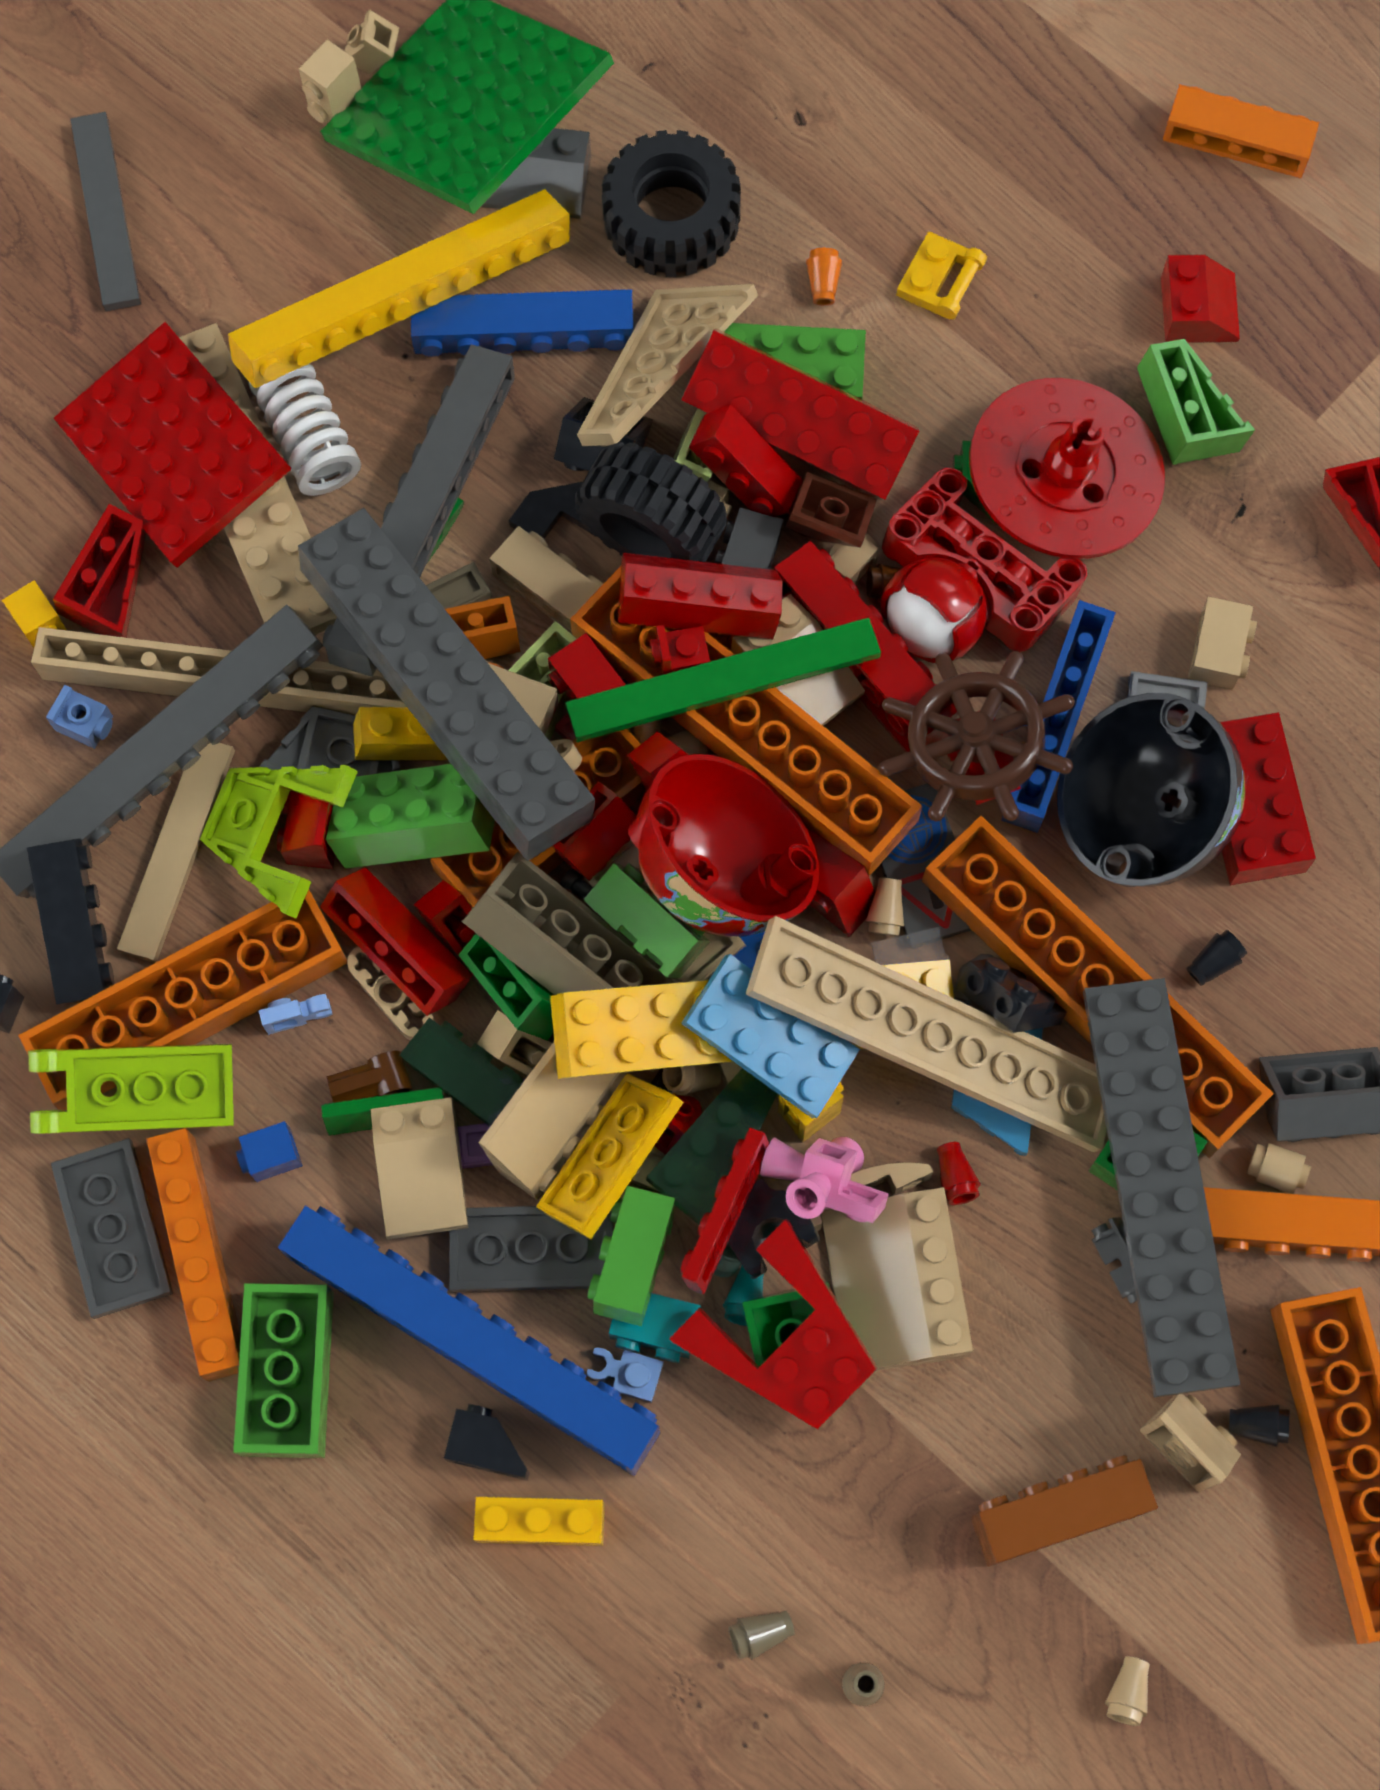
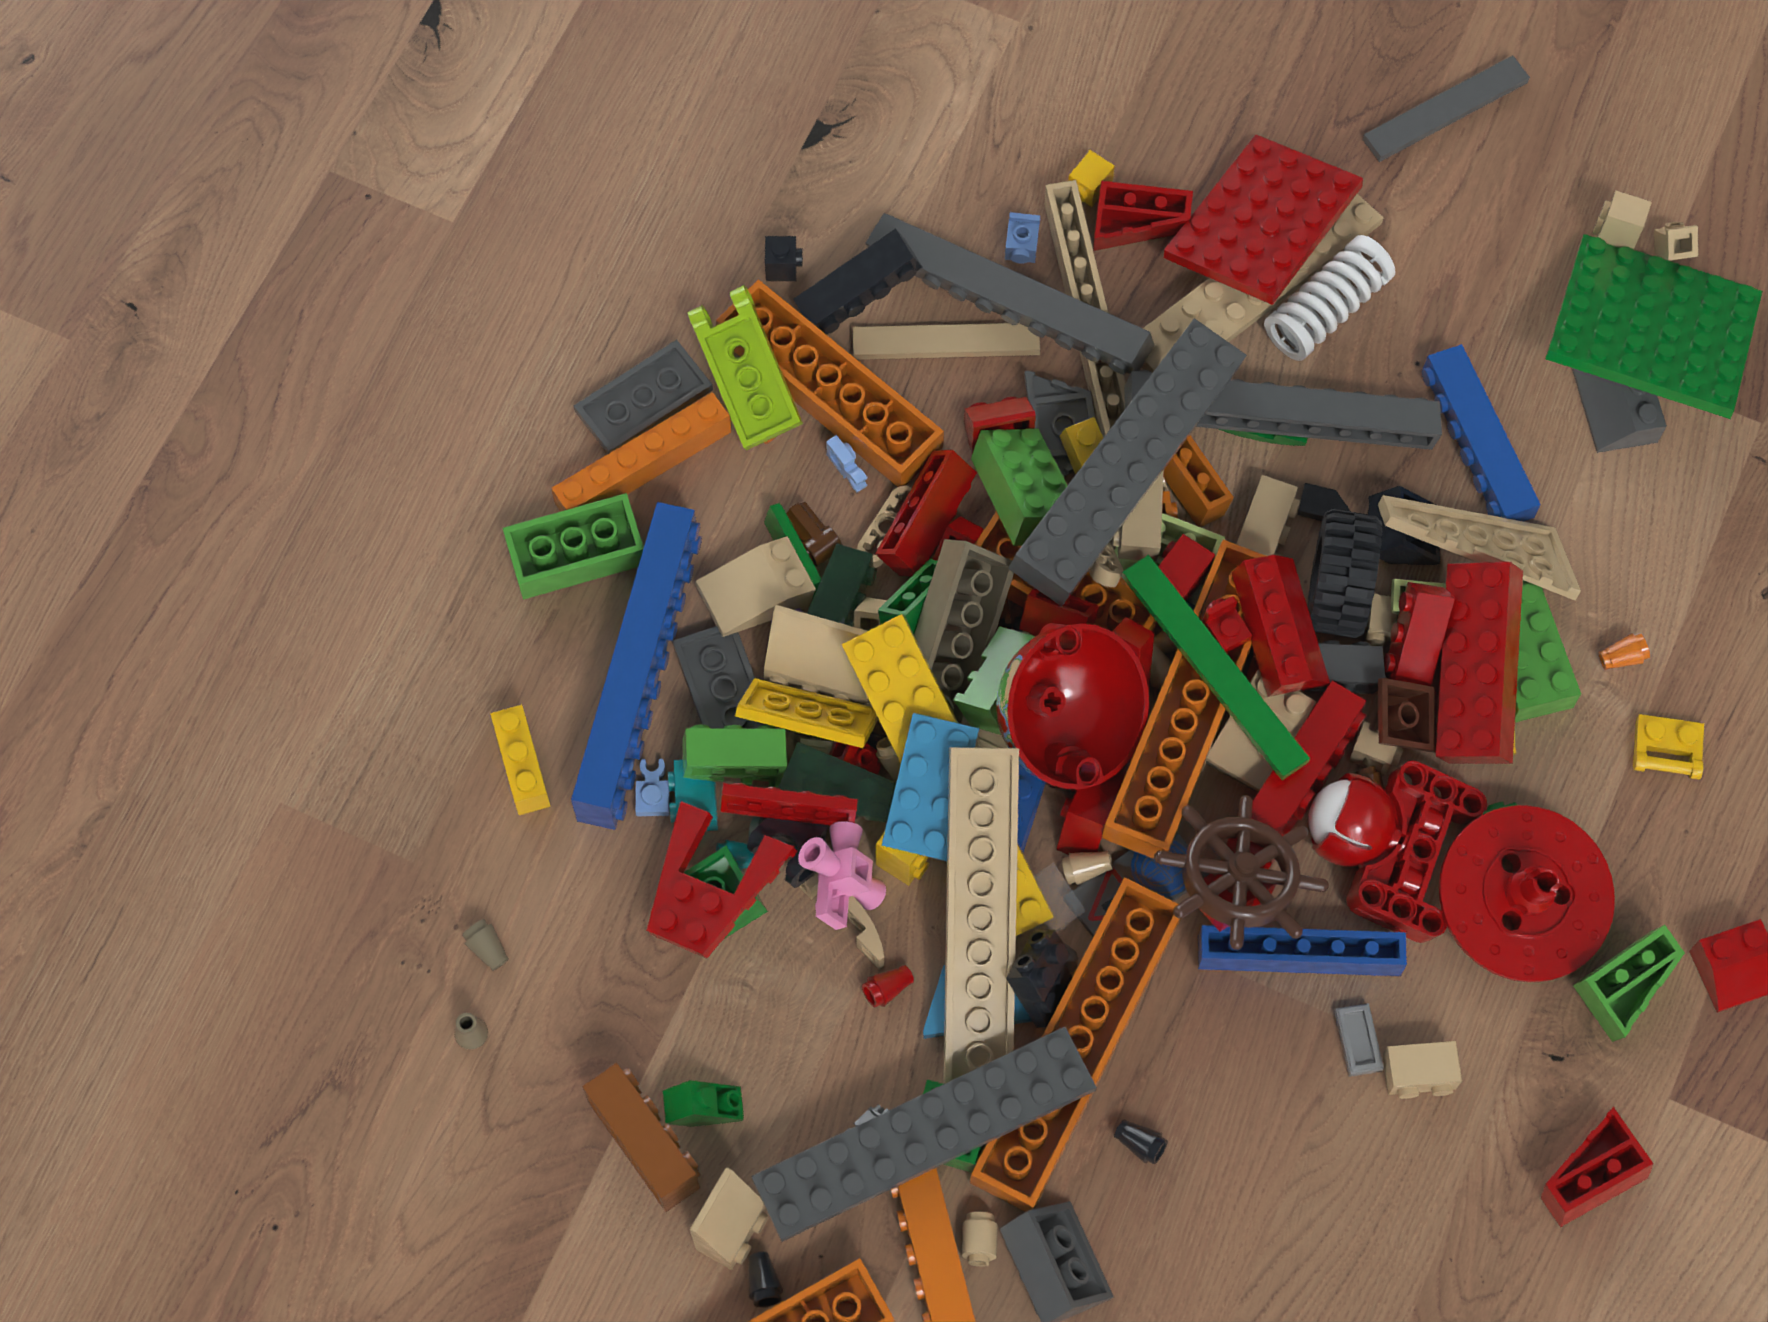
camera: 70 degrees right, 5 degrees down
(247, 816) = (980, 375): lime wing -> none
(268, 1152) = (735, 483): blue brick -> none
(398, 288) = (1463, 332): yellow brick -> none
(460, 587) = (1229, 463): dark tan tile -> none
(483, 1444) = (566, 703): black slope -> none
(662, 163) = (1647, 477): black tyre -> none
(900, 1280) = (785, 969): tan slope -> none
(1037, 1430) = (702, 1104): none -> green slope
(1127, 786) = (1253, 1033): black piece -> none
(1129, 1693) = (521, 1234): tan cone -> none
(1273, 826) = (1291, 1132): red brick -> none

